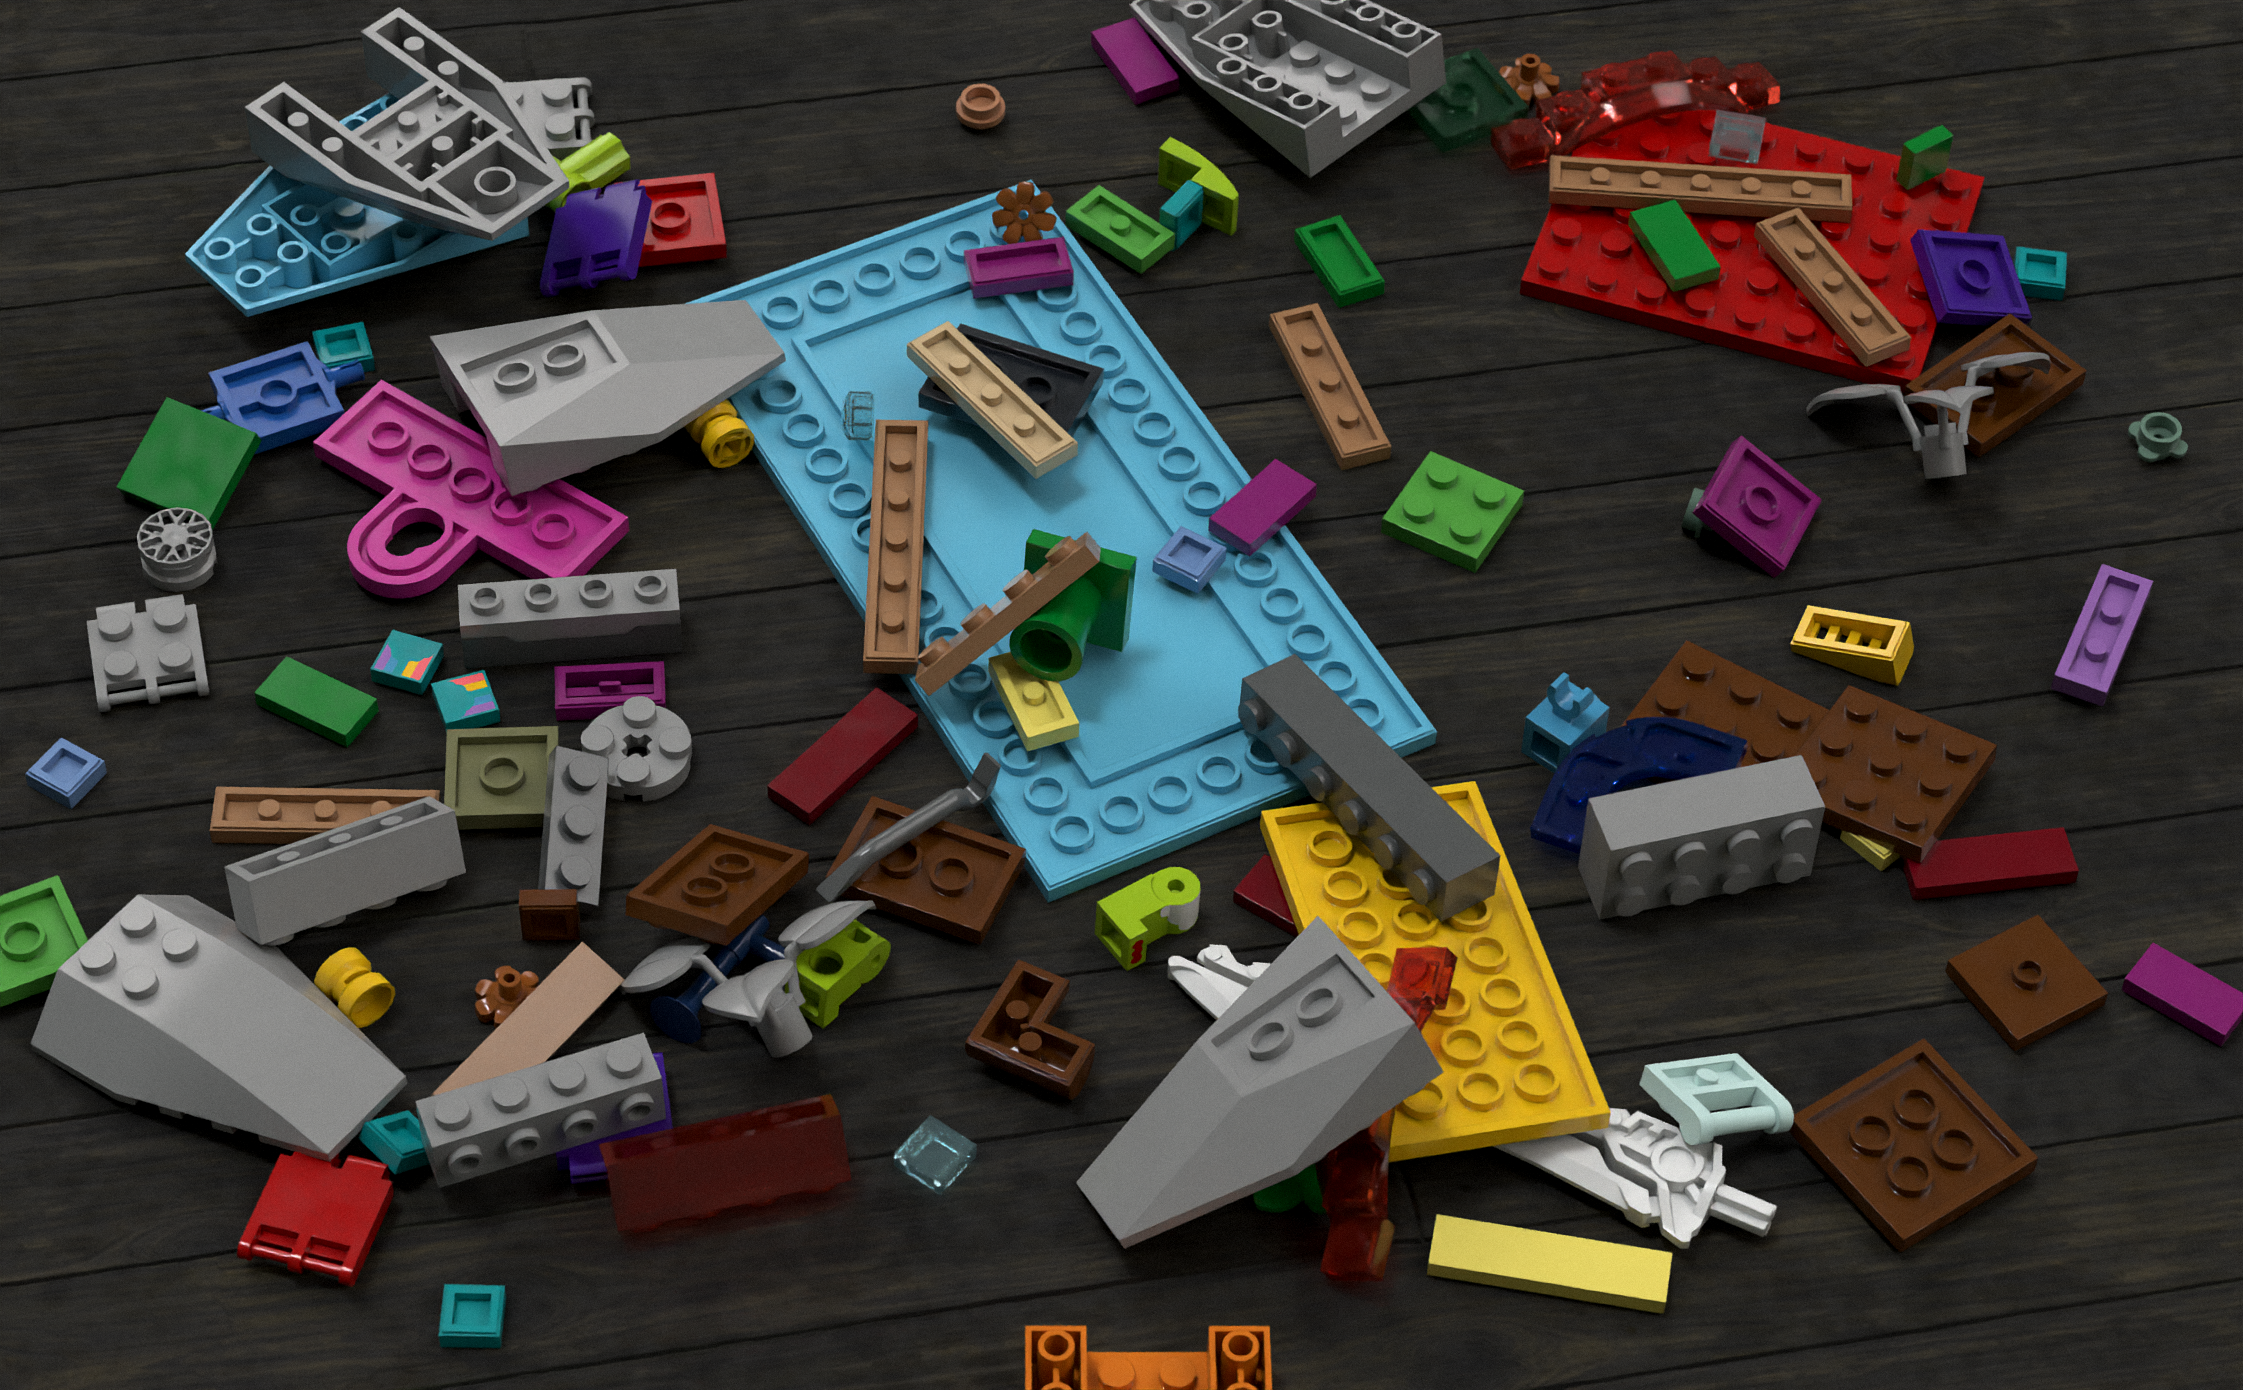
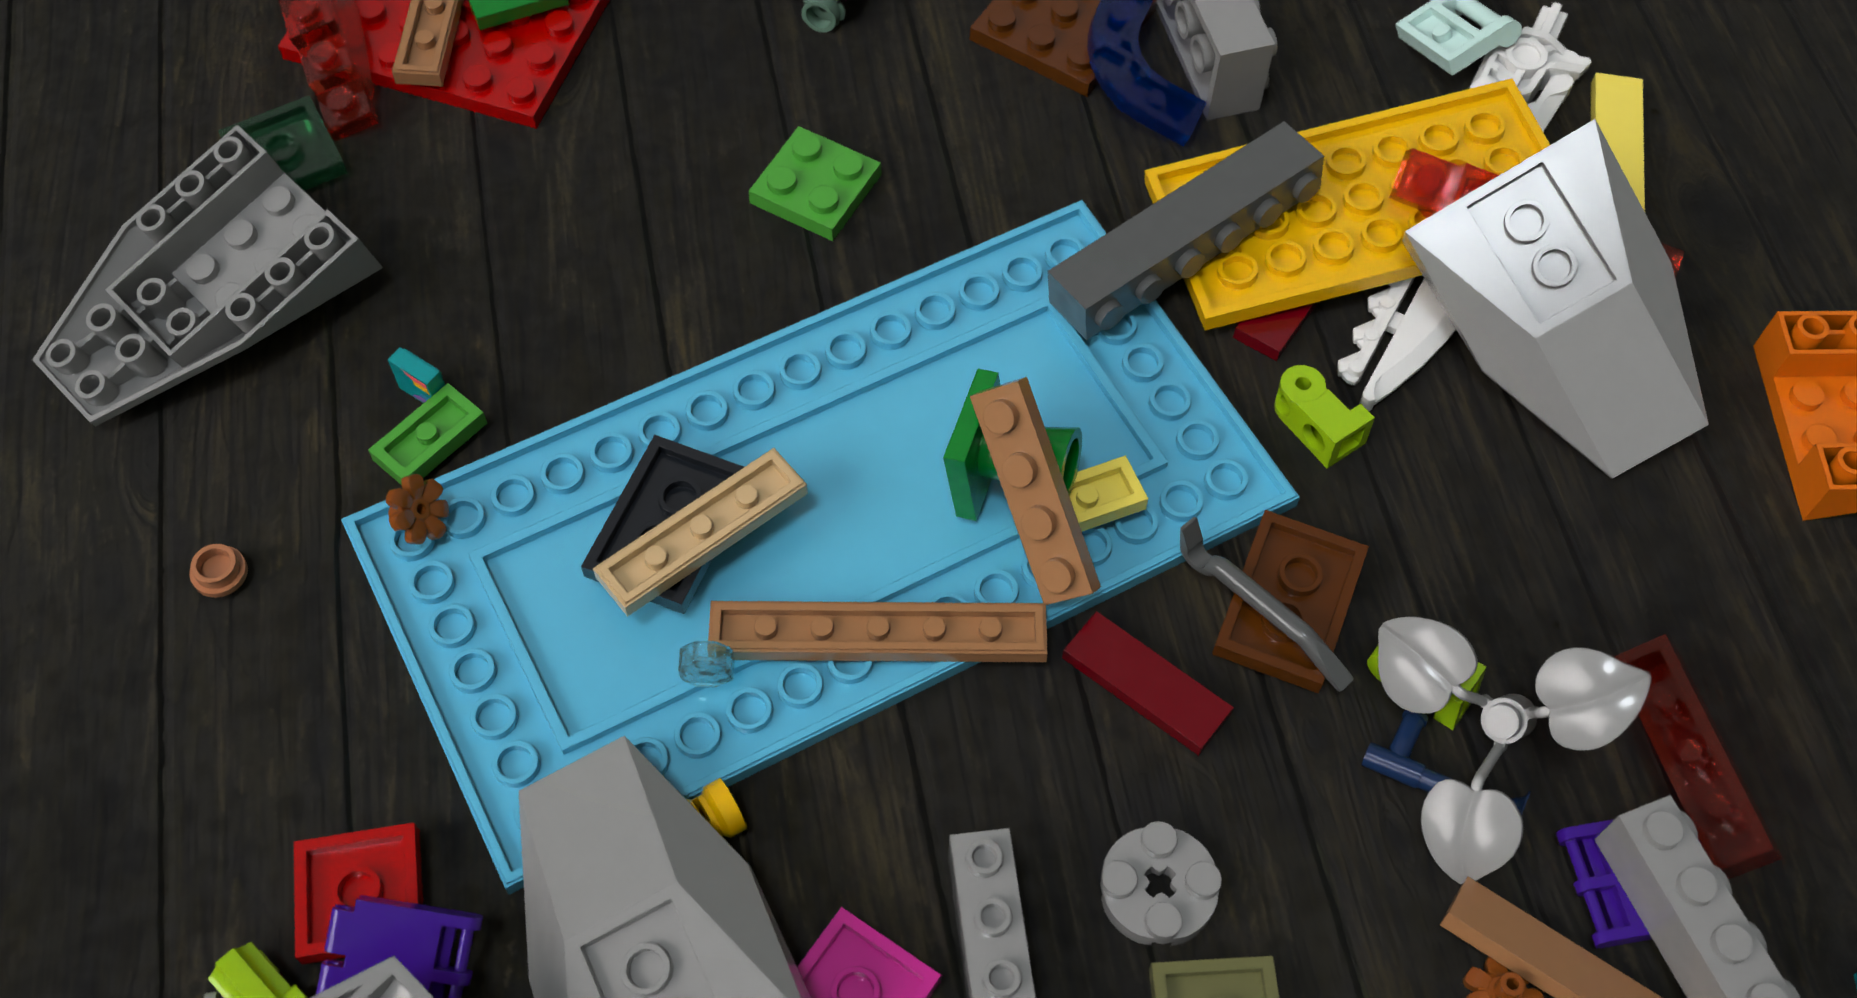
camera: 90 degrees left, 10 degrees up
(549, 914) = (1405, 954): reddish brown tile -> none
(574, 824) = (1294, 935): plate -> none
(593, 701) = (1079, 970): magenta tile -> none
(717, 884) = (1365, 778): reddish brown plate -> none
(935, 1154) = (1611, 589): clear light blue tile -> none
(1018, 267) = (483, 524): magenta tile -> none
(1018, 1037) = (1478, 517): reddish brown brick -> none
(1135, 61) = (167, 426): magenta tile -> none
(1189, 559) = (894, 375): medium blue tile -> none
(1220, 197) = (367, 364): lime slope -> none
(1262, 507) = (828, 314): magenta tile -> none
(1330, 386) = (651, 271): medium nougat tile -> none
(1339, 261) = (485, 258): green tile -> none
(1531, 78) = (256, 98): dark orange plant -> none
(1562, 722) = (1079, 105): dark azure brick -> none

